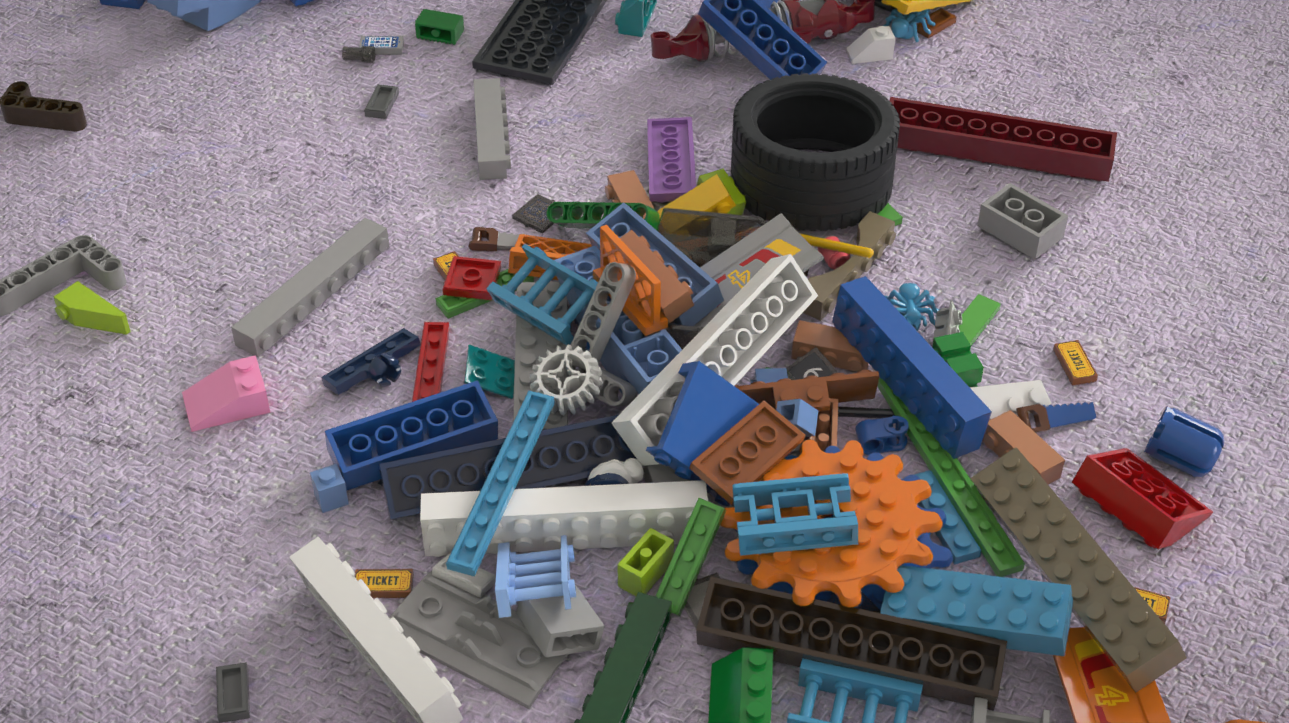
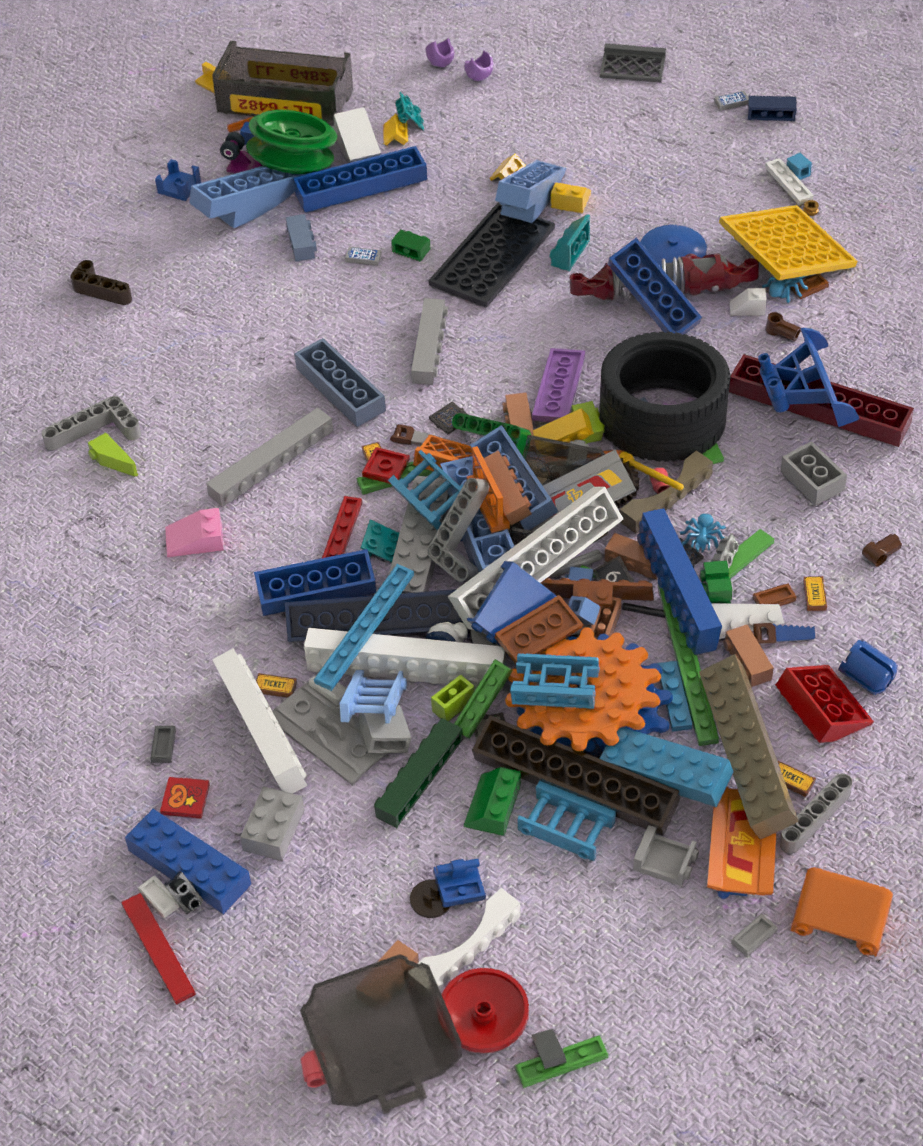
camera: 15 degrees right, 5 degrees up
(297, 32) = (301, 237): none -> sand blue brick
(329, 488) = (251, 613): medium blue brick -> none
(363, 53) = (347, 263): clear smoke pin -> none
(375, 363) = (301, 524): dark blue plate -> none
(381, 101) = (352, 306): dark grey tile -> none
(387, 186) = (340, 382): none -> sand blue brick
(577, 387) = (430, 564): white gear -> none
(768, 359) = (584, 559): none -> light grey axle
(881, 436) = (647, 629): blue piece -> none
(914, 66) = (776, 325): none -> reddish brown piece
(945, 115) = (794, 393): none -> blue piece
(1028, 370) = (777, 595): none -> dark orange tile
(1135, 303) = (878, 552): none -> reddish brown piece
(1193, 640) = (819, 804): none -> light grey beam

